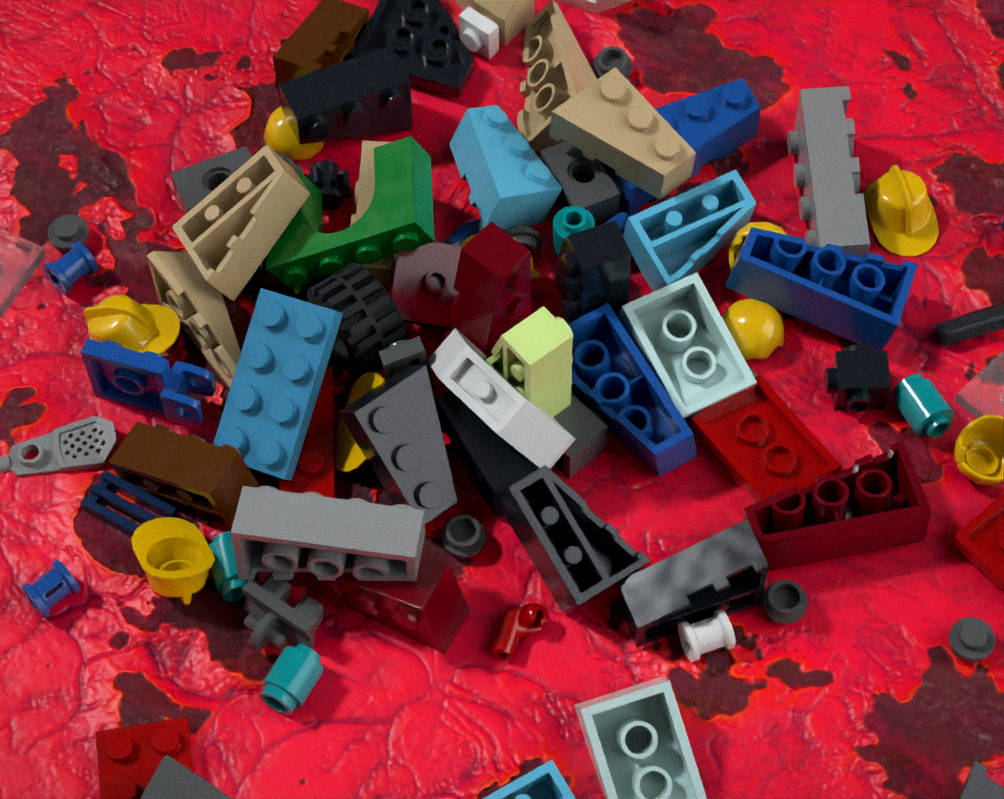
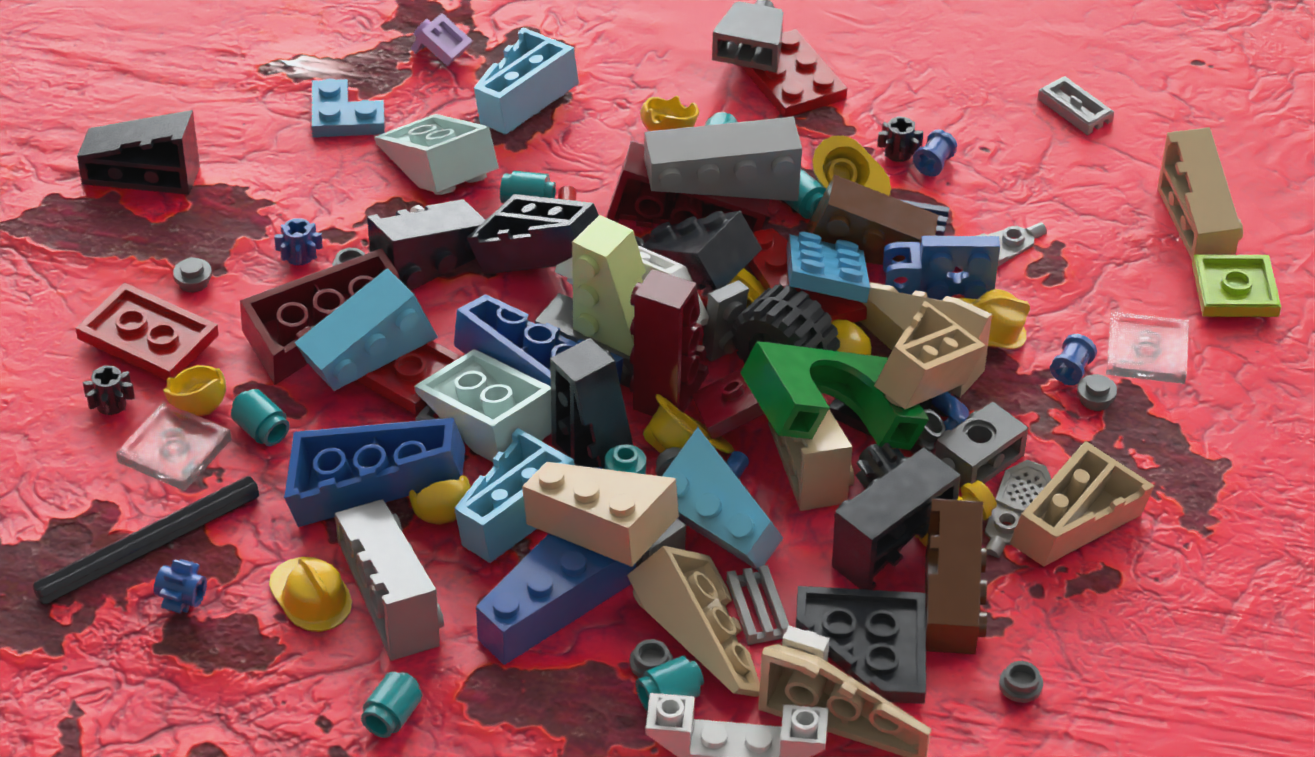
camera: 160 degrees right, 15 degrees down
(86, 616) = (899, 138): none -> gear
(173, 96) = (1080, 505): none -> wedge
(217, 137) = (1016, 492): none -> light grey piece
(253, 134) = (979, 492): none -> yellow plate
(337, 726) = (668, 114): none -> yellow hair
(499, 73) = (751, 580): none -> light grey tile
(550, 656) = (526, 184): none -> teal brick
(605, 31) = (670, 678): none -> teal brick
(794, 433) = (366, 332): none -> medium azure wedge
(843, 633) = (298, 241): none -> blue gear
(853, 68) = (391, 704): none -> teal brick
(859, 379) = (322, 412): black brick -> none

